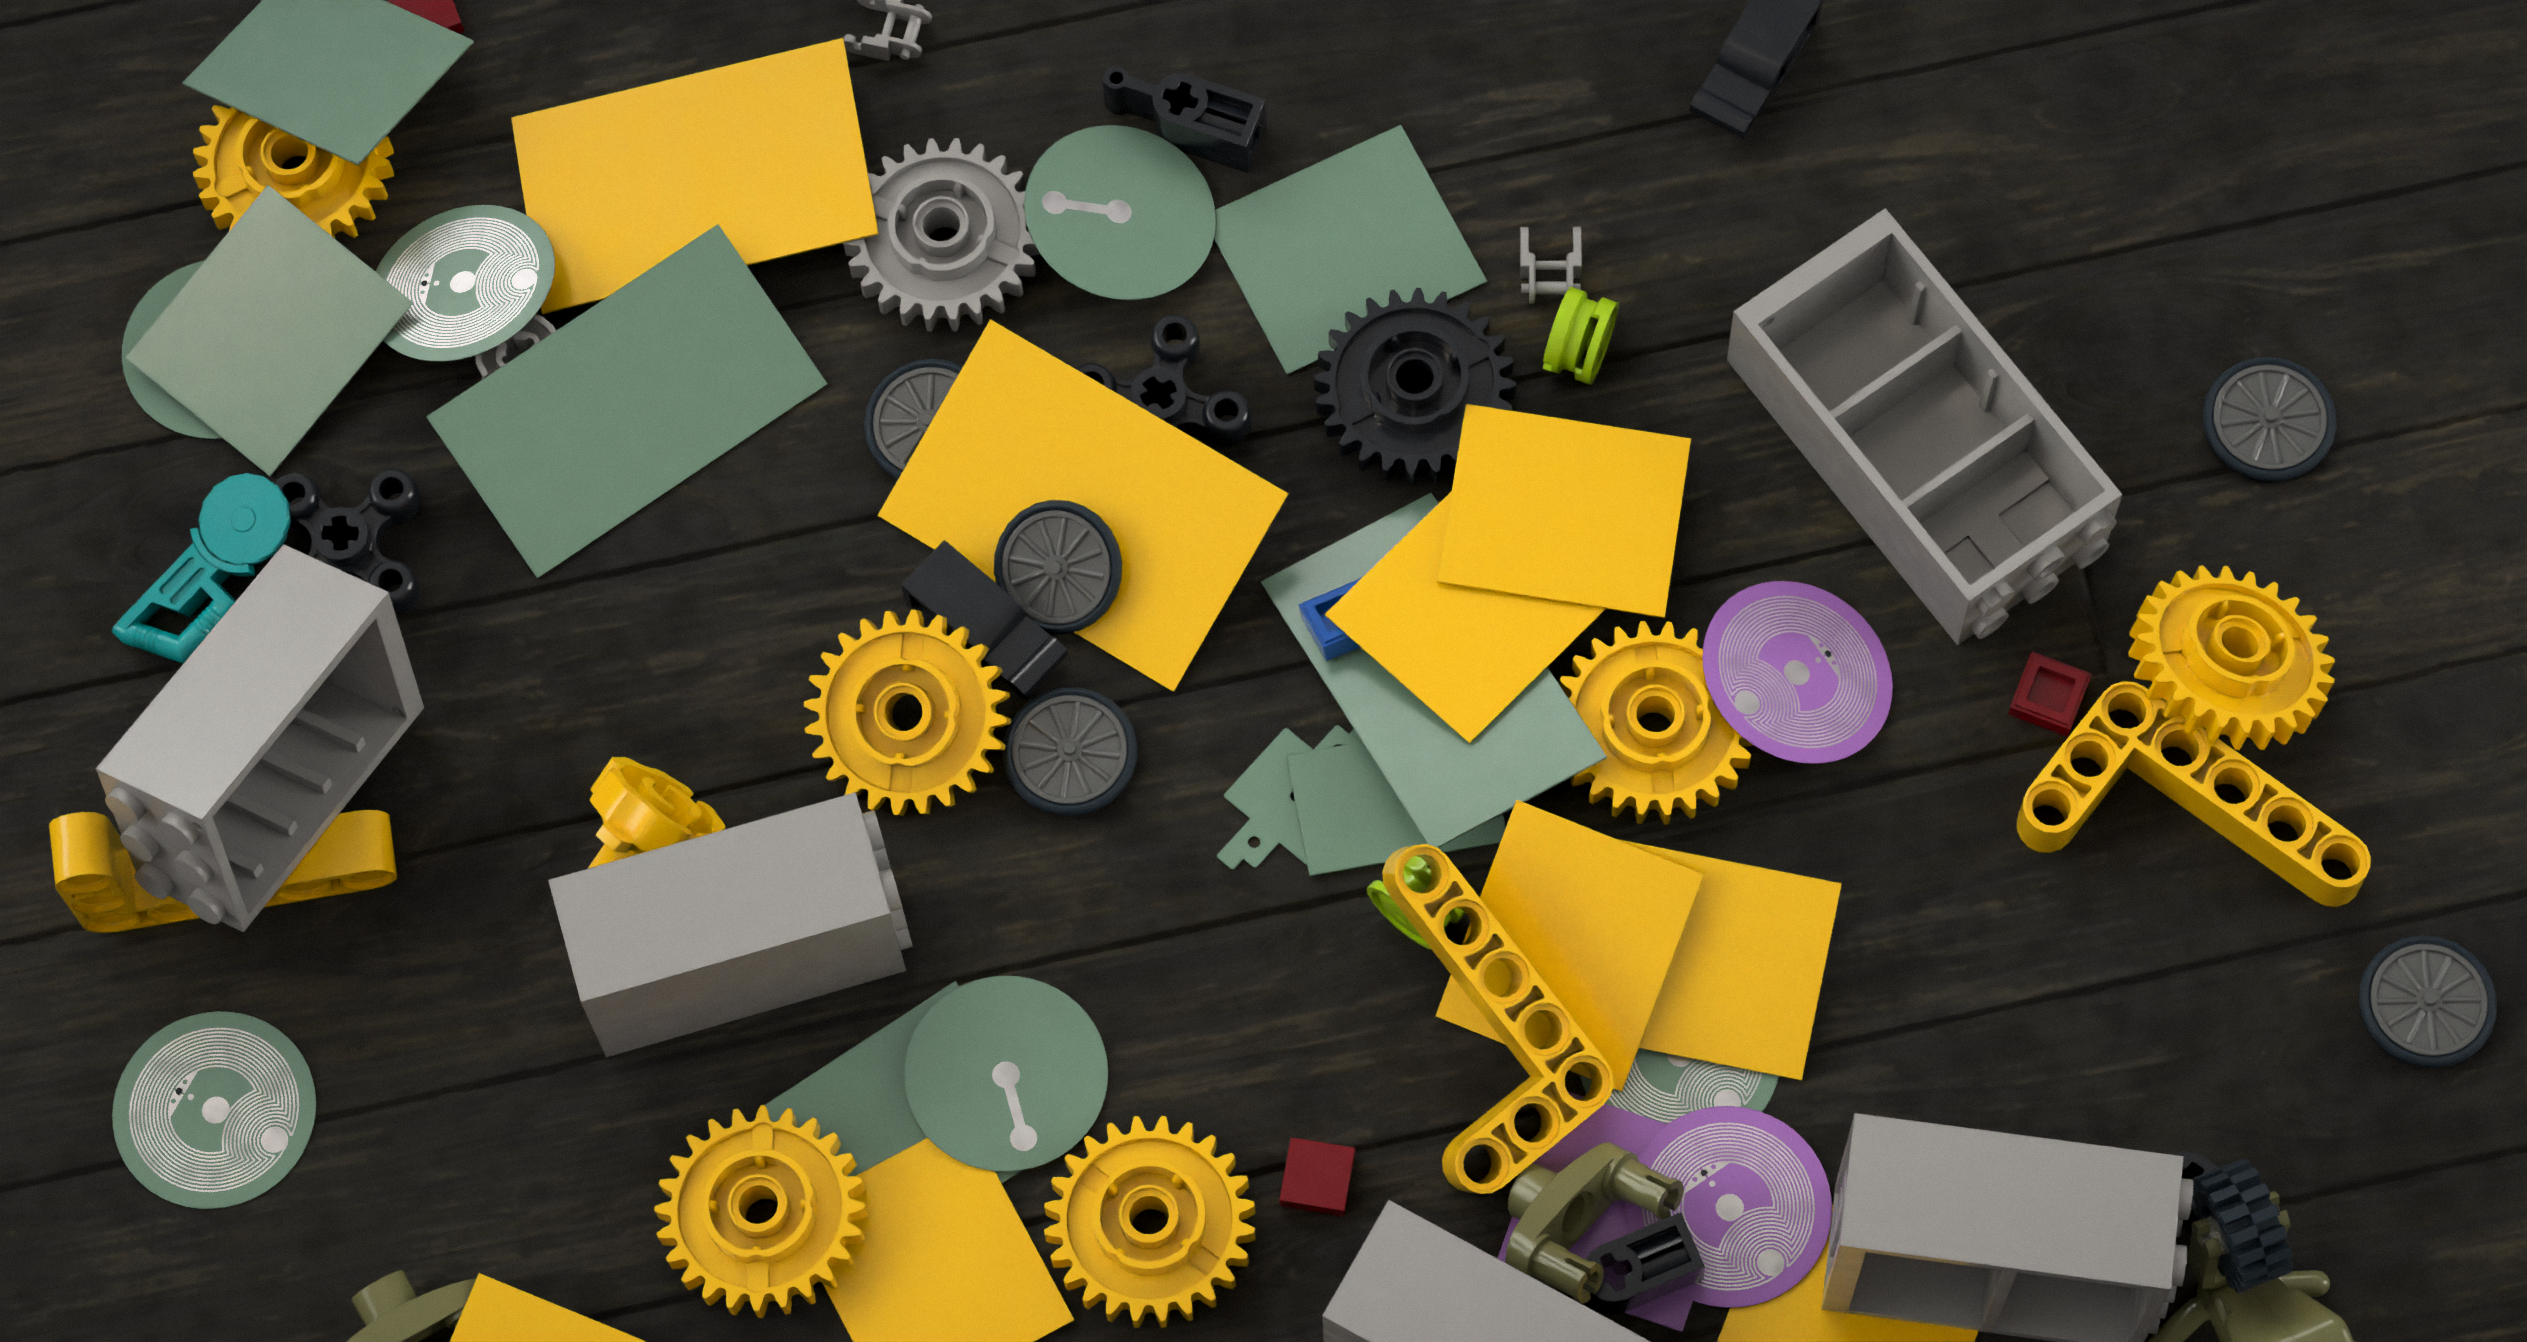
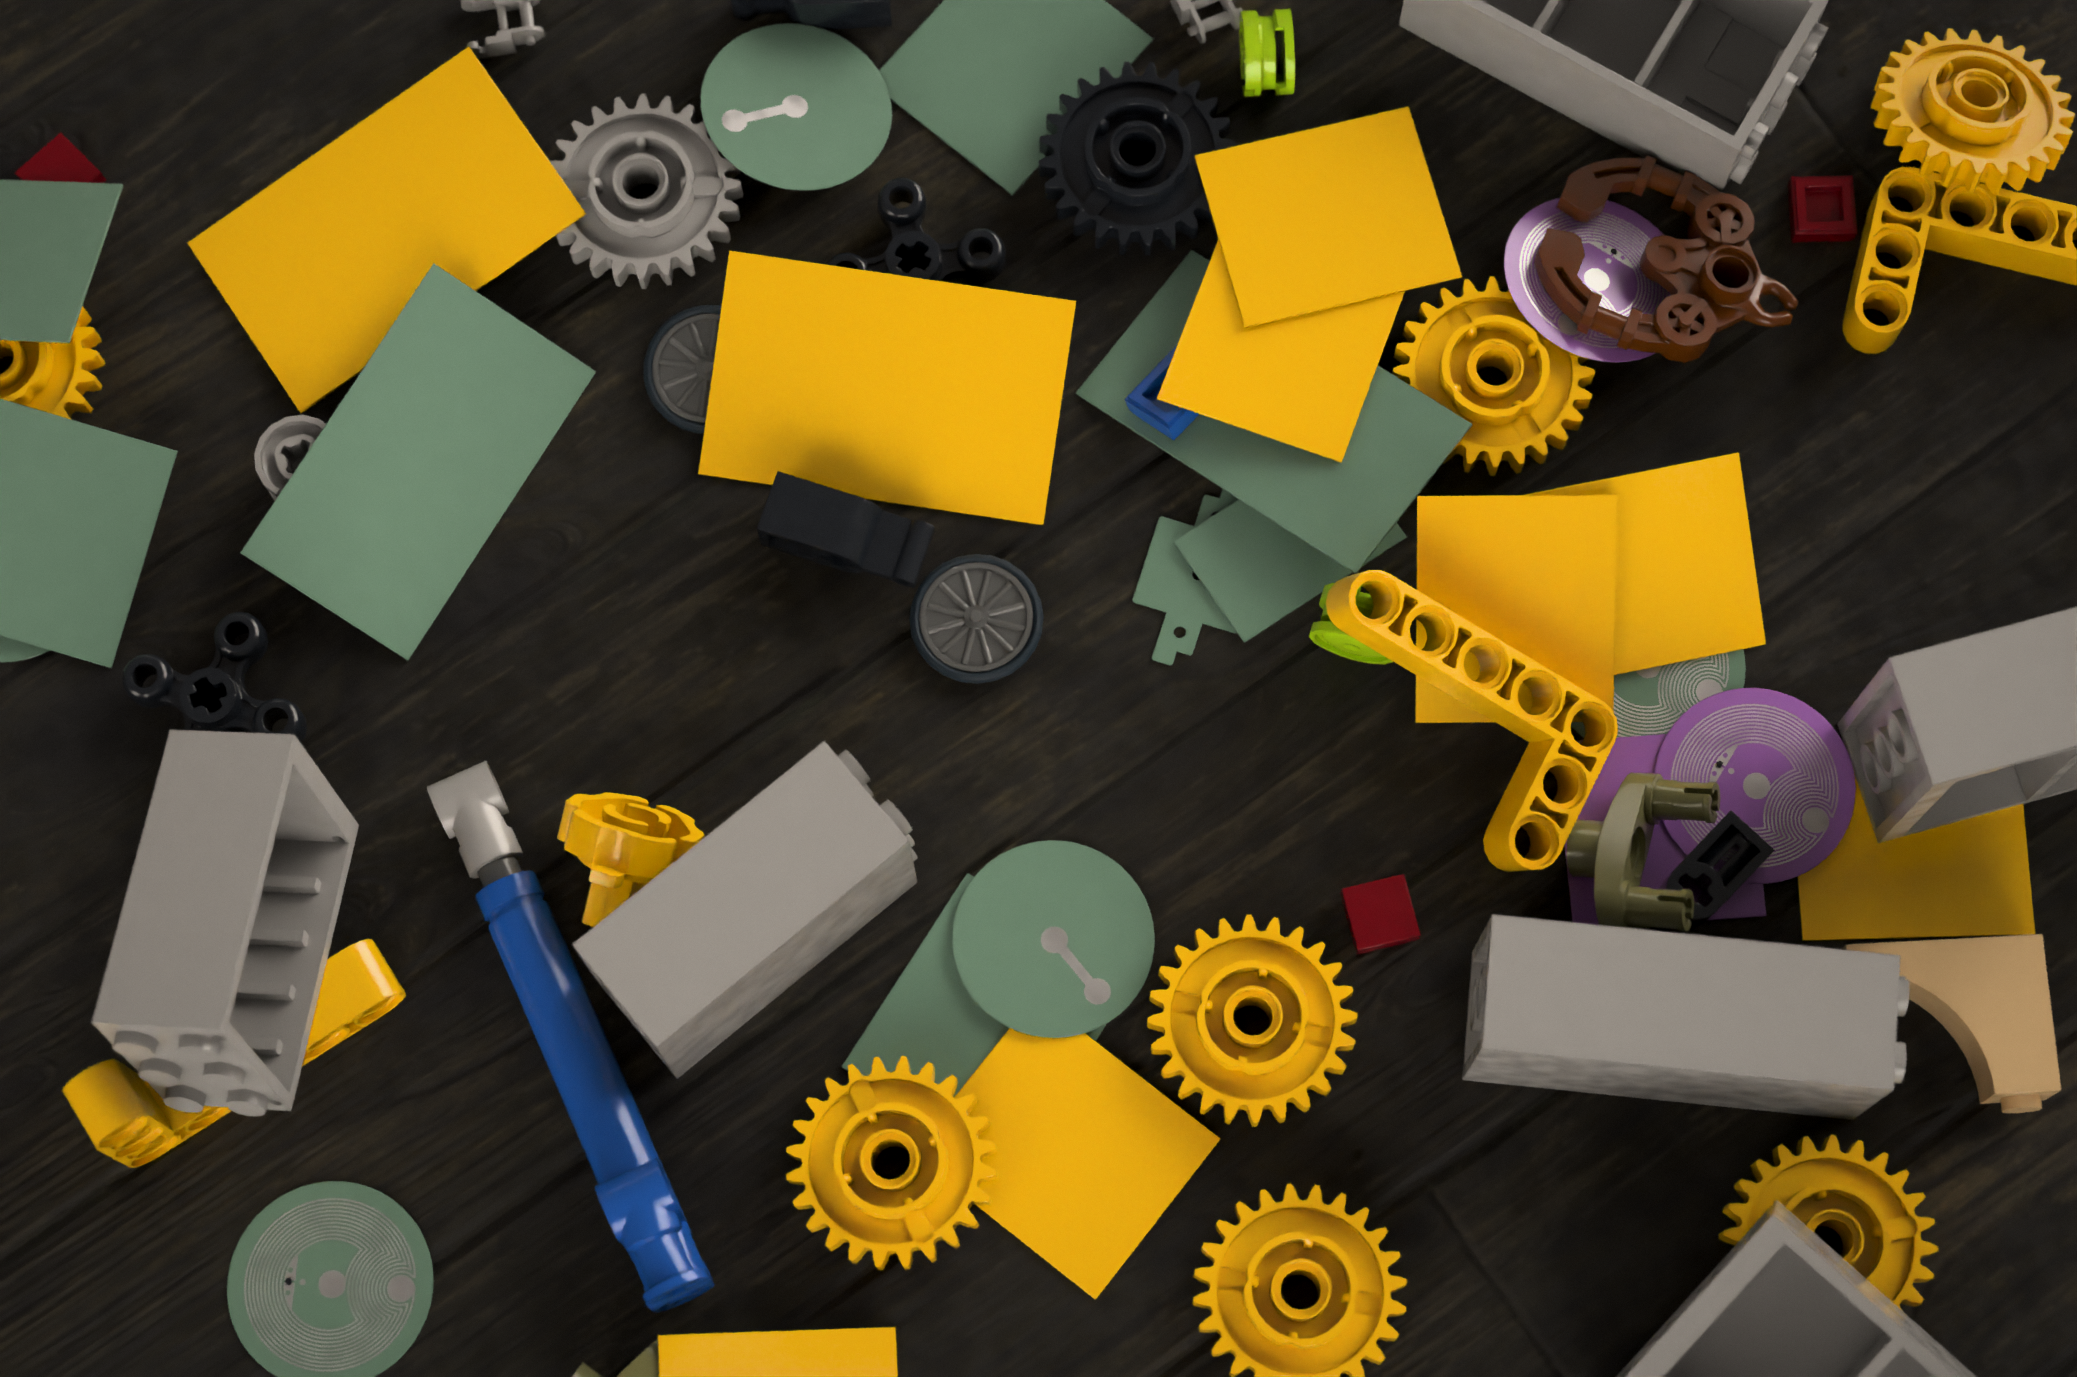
camera: 25 degrees left, 5 degrees up
(239, 527) = (108, 727): teal piece -> none
(470, 279) = (223, 405): sand green piece -> none
(519, 1131) = (573, 1043): none -> blue piece
(859, 712) = (805, 692): yellow gear -> none
(1059, 565) = (891, 451): dark grey wheel -> none
(1883, 694) = (1686, 268): none -> reddish brown piece

